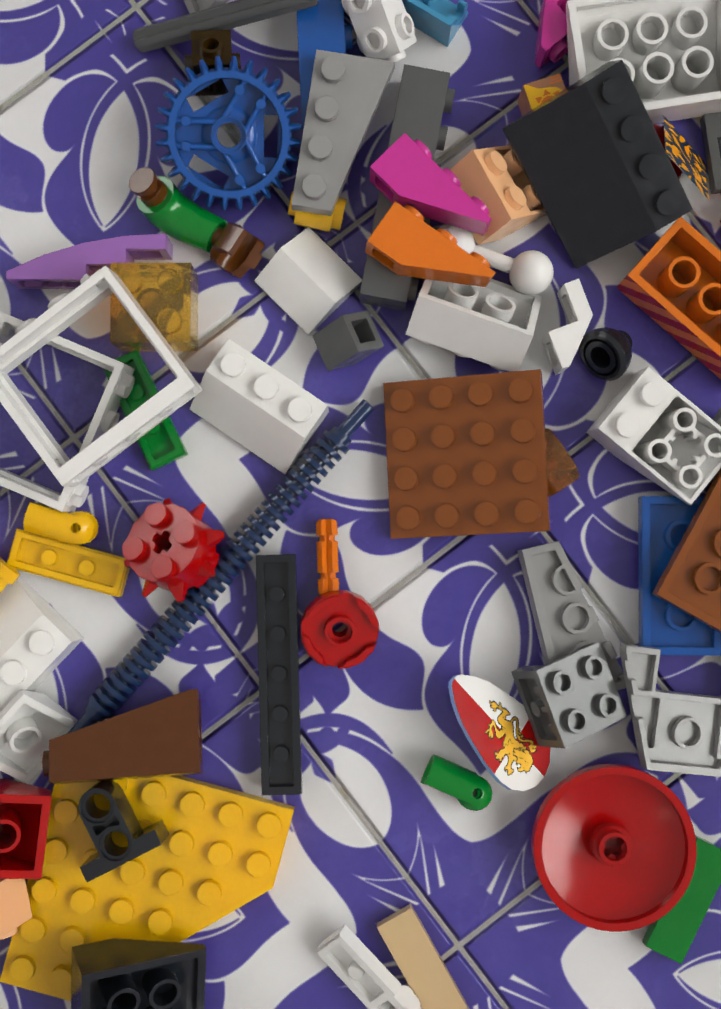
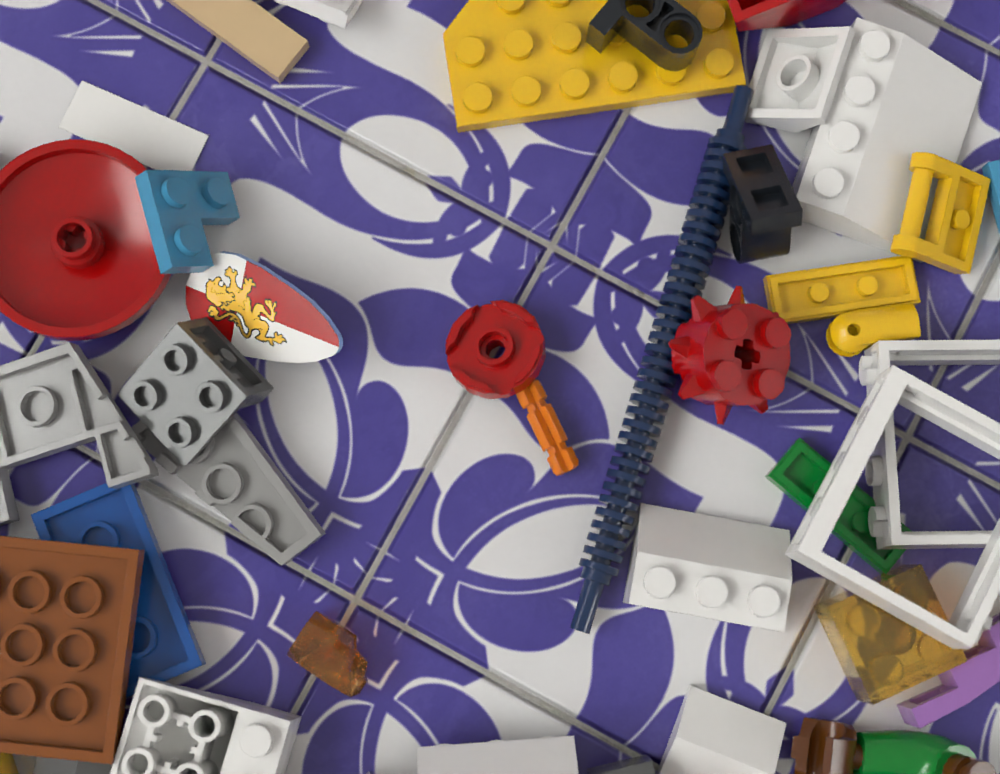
camera: 150 degrees right, 5 degrees down
(97, 650) = (760, 204): none -> black tile
(137, 744) = (663, 123): reddish brown slope -> none
(279, 675) = (543, 270): black plate -> none
(340, 342) = (639, 696): dark grey brick -> none
(457, 783) = (283, 235): green piece -> none
(467, 455) = (434, 620): dark orange plate -> none
(529, 836) = (176, 210): none -> dark azure plate
(535, 914) = (133, 129): none -> white sticker

